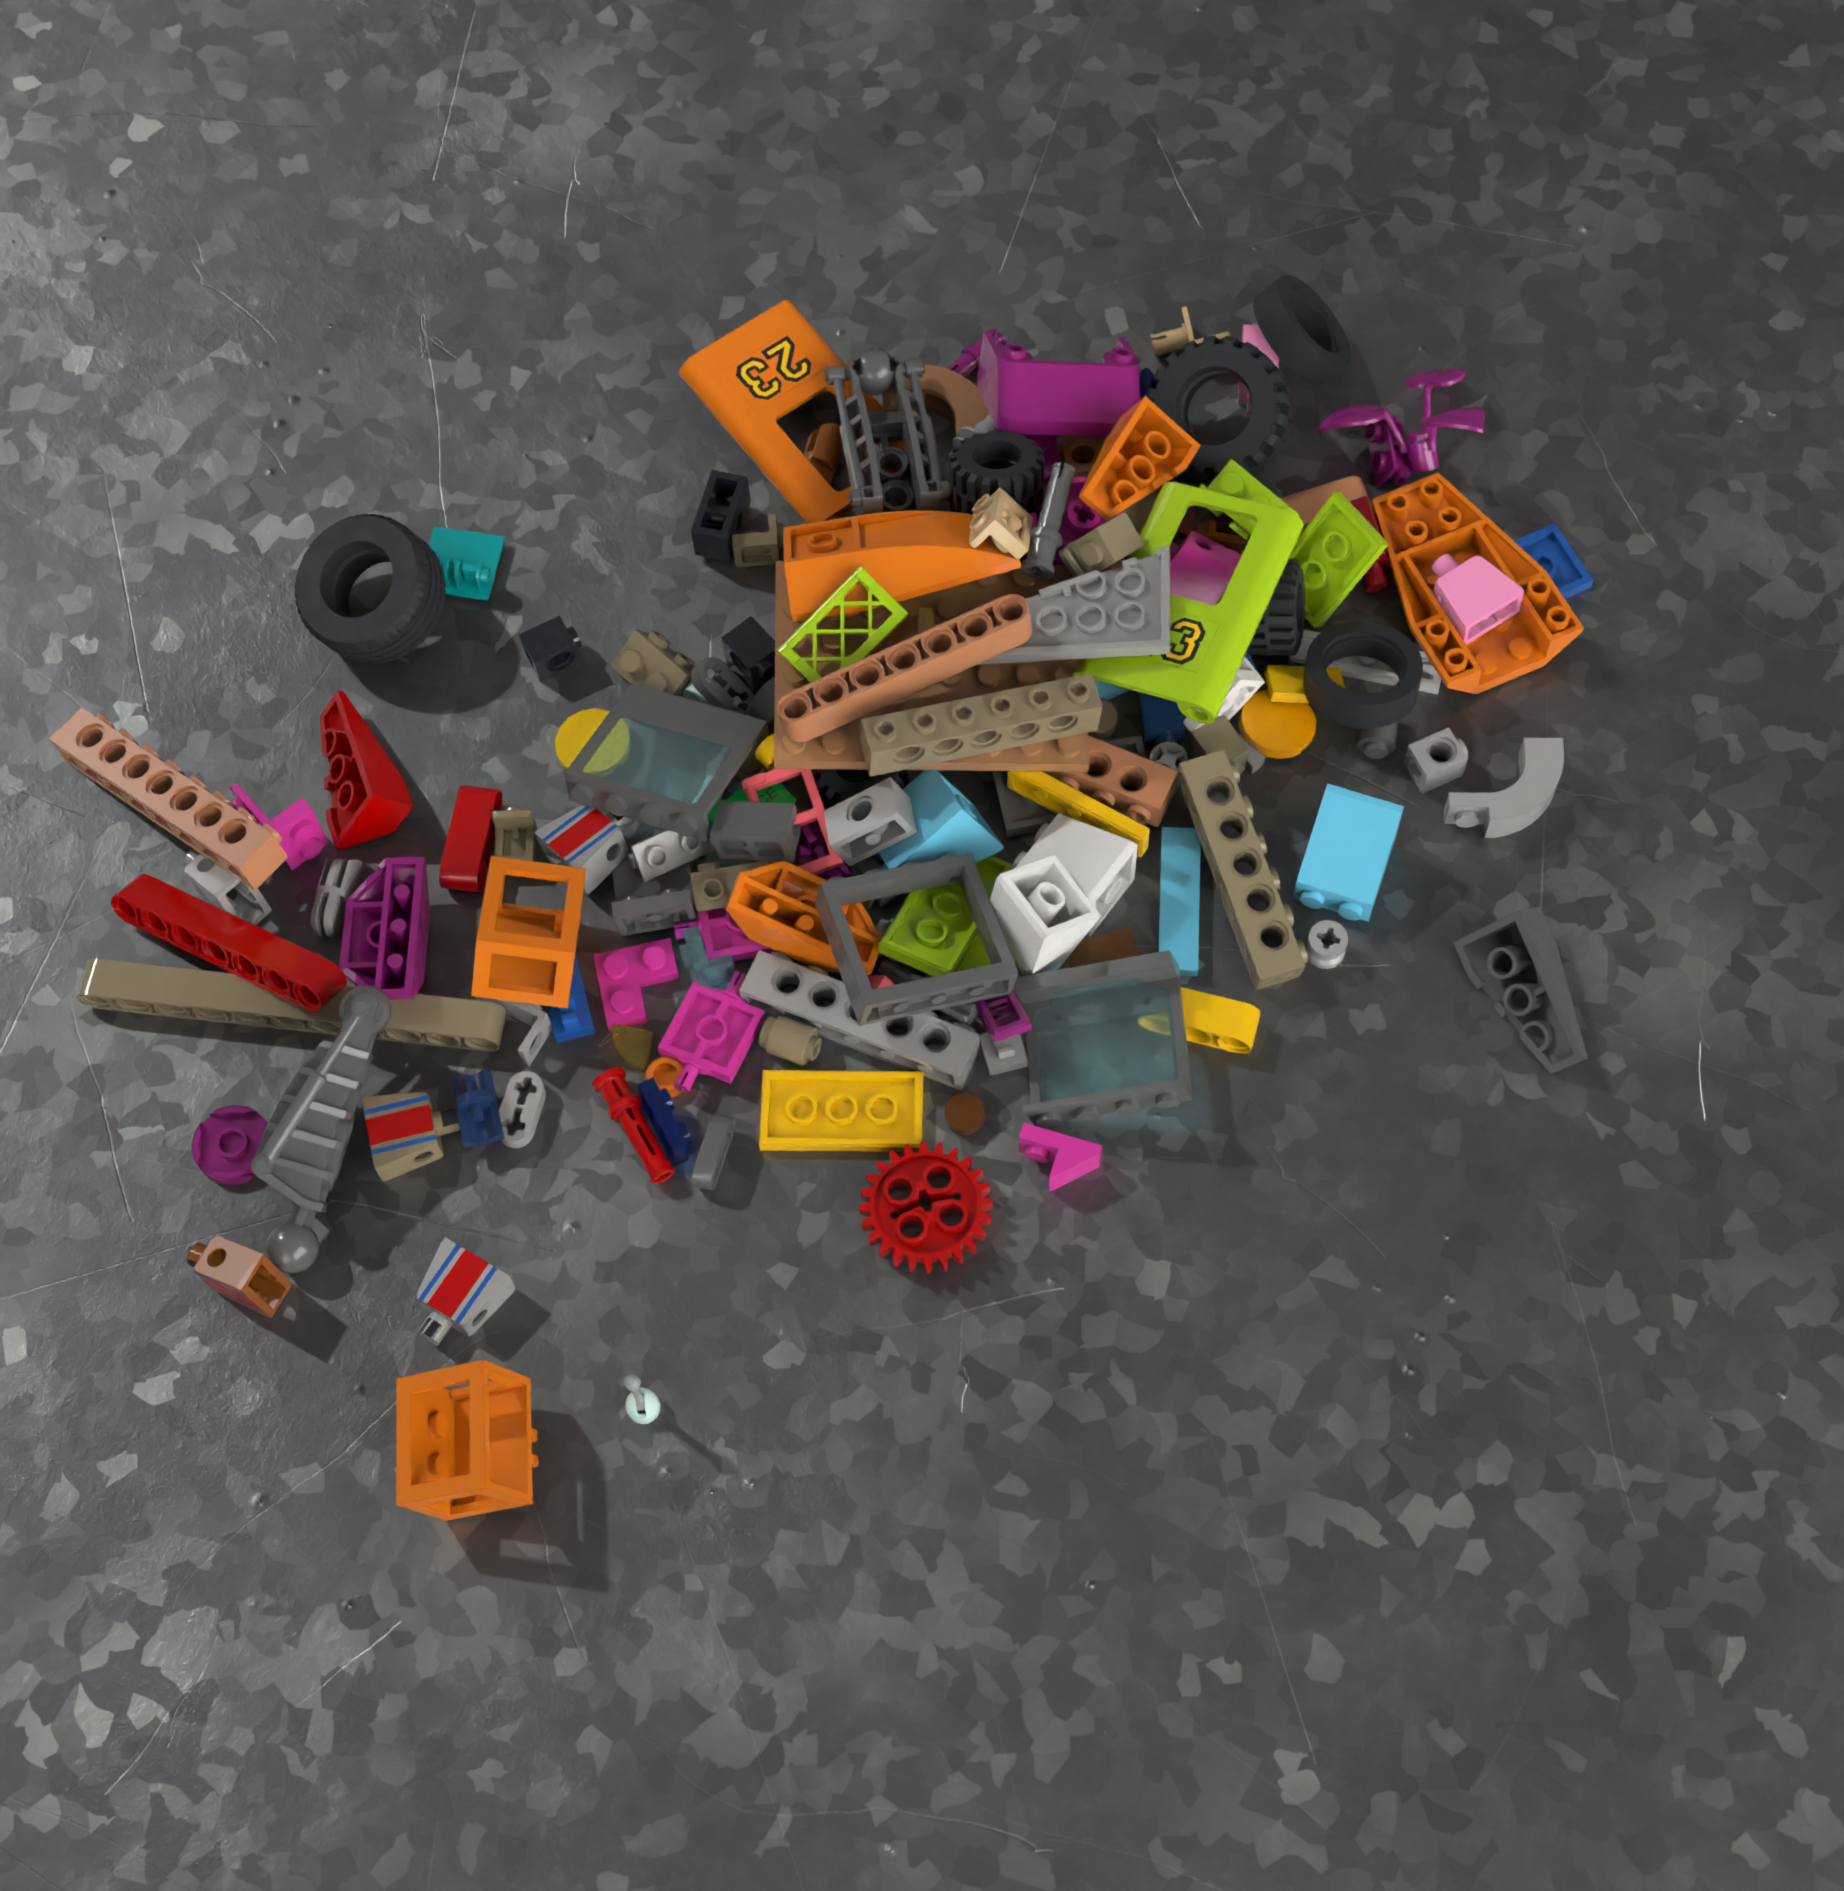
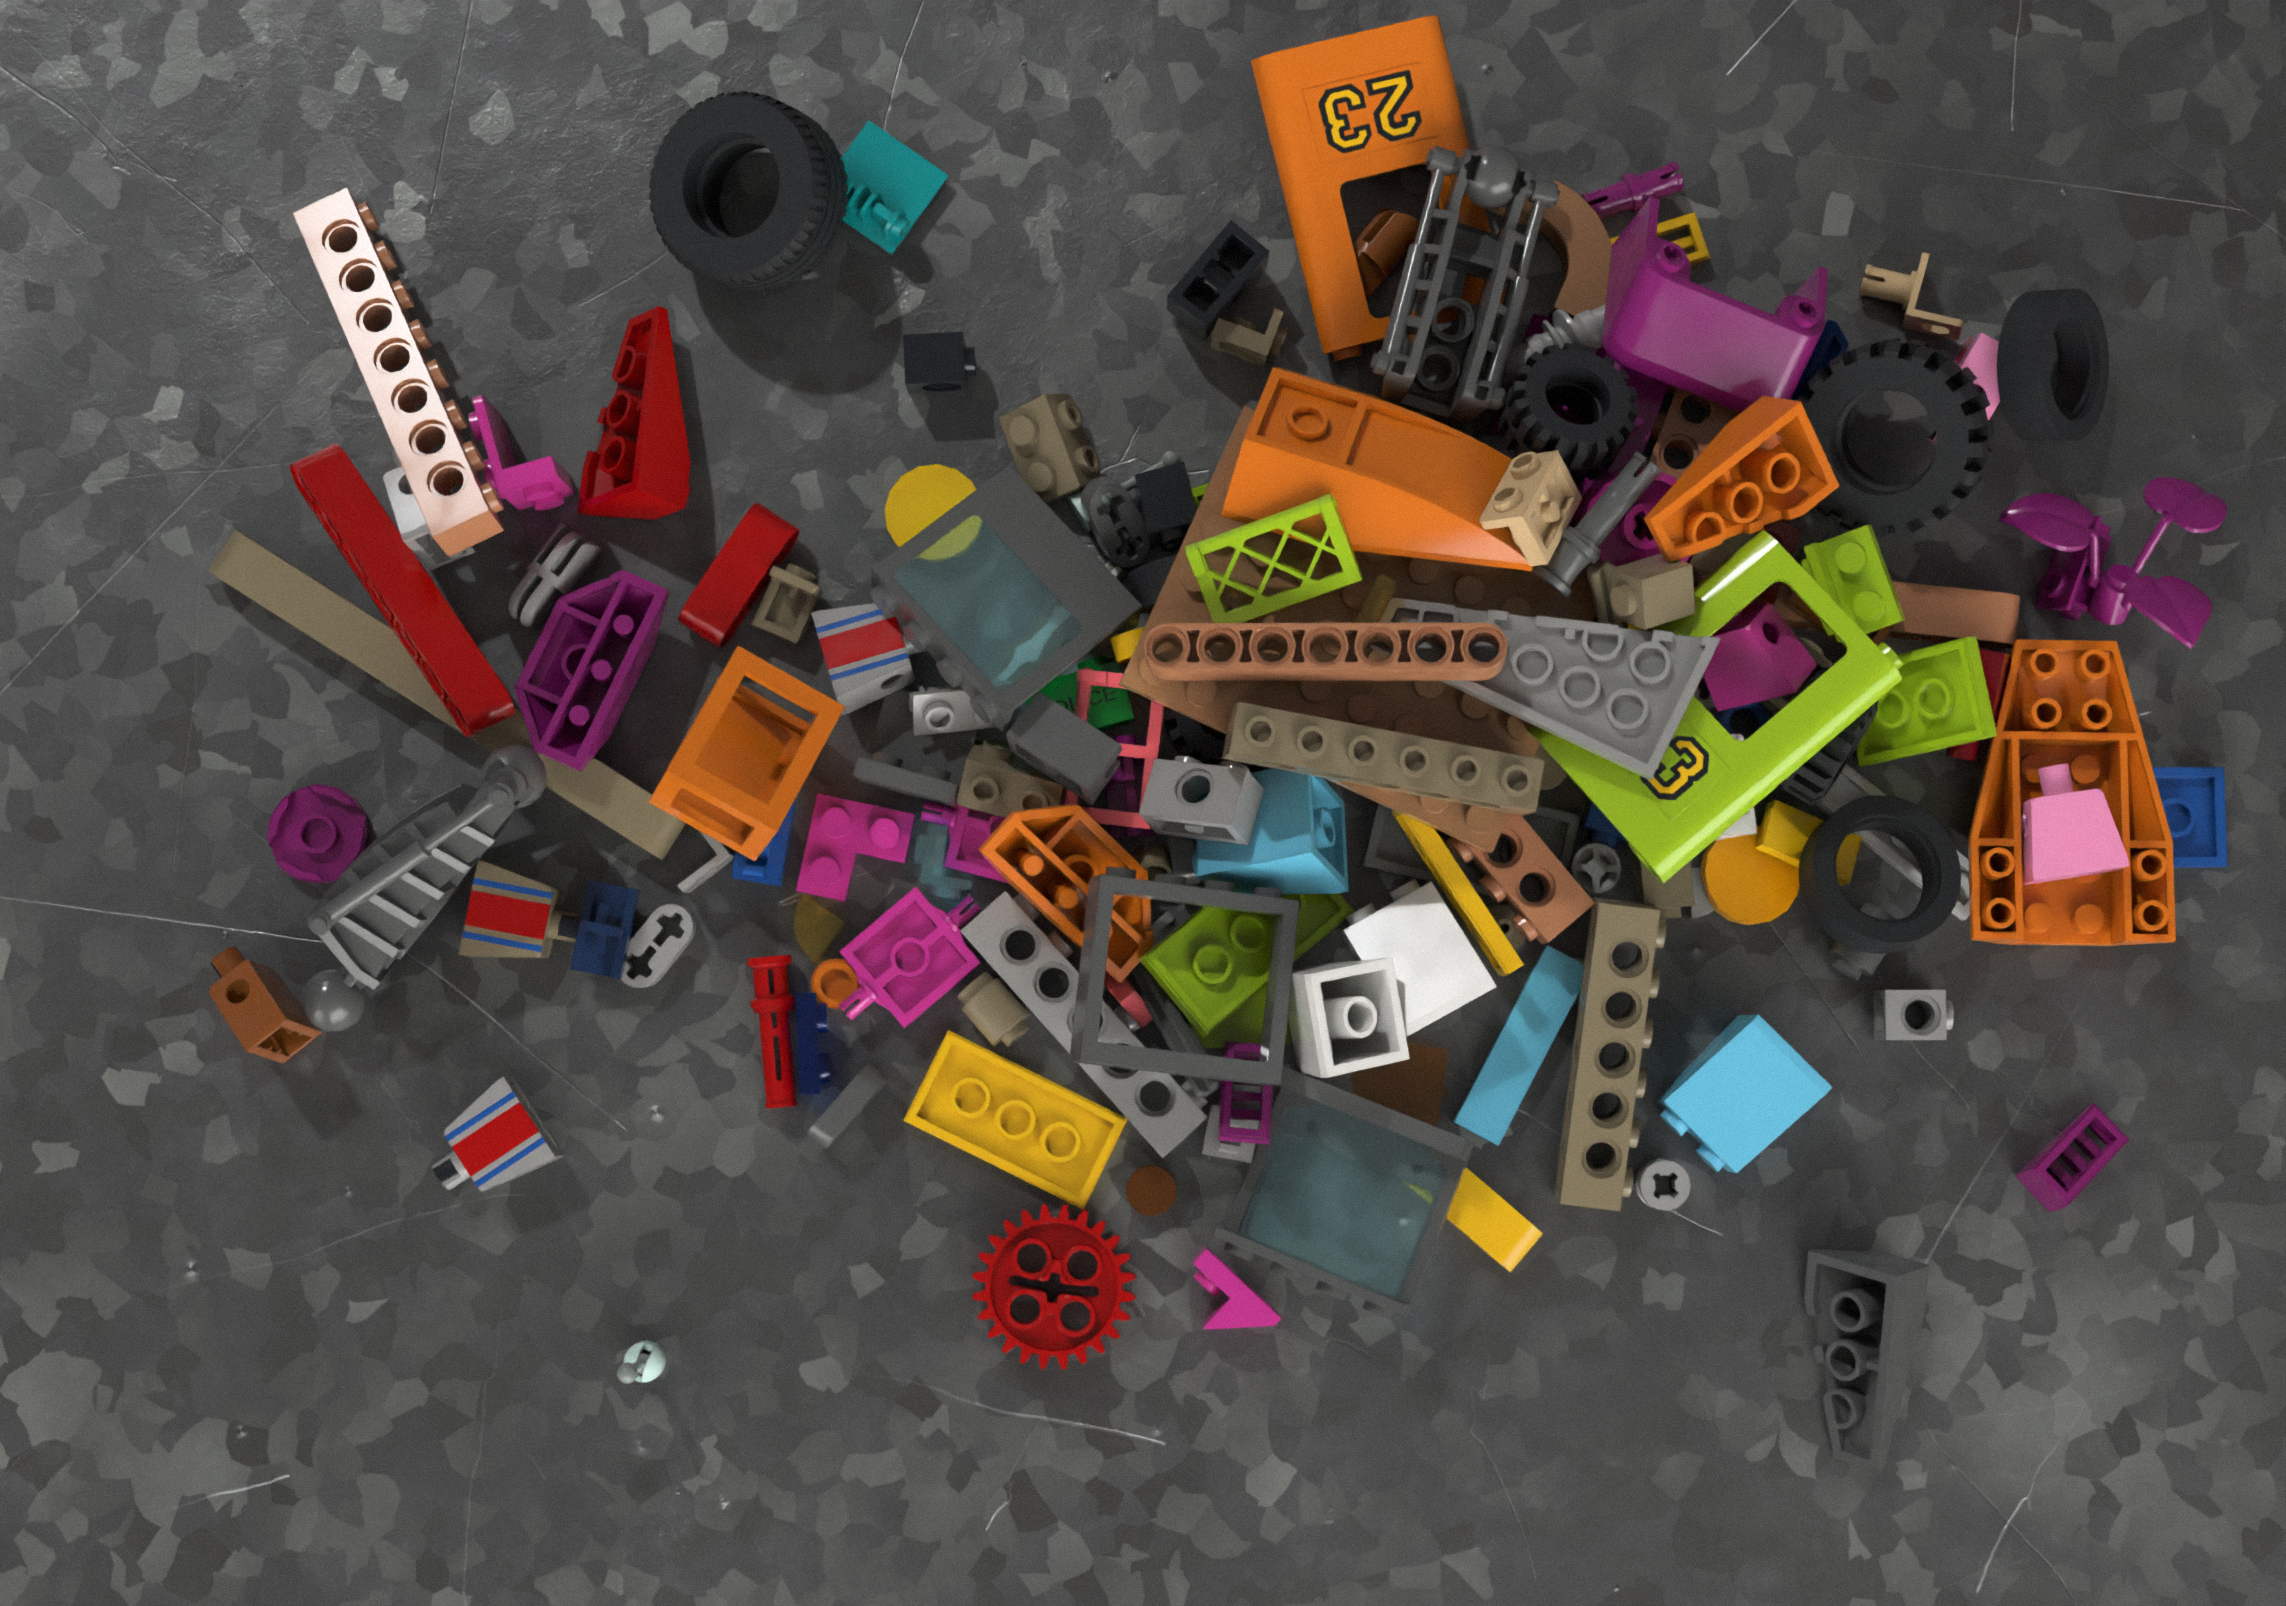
camera: 20 degrees right, 20 degrees up
(465, 1445) = (424, 1336): orange piece -> none
(1520, 804) = (2012, 1103): light grey arch -> none
(1592, 826) = (2050, 1181): none -> magenta slope

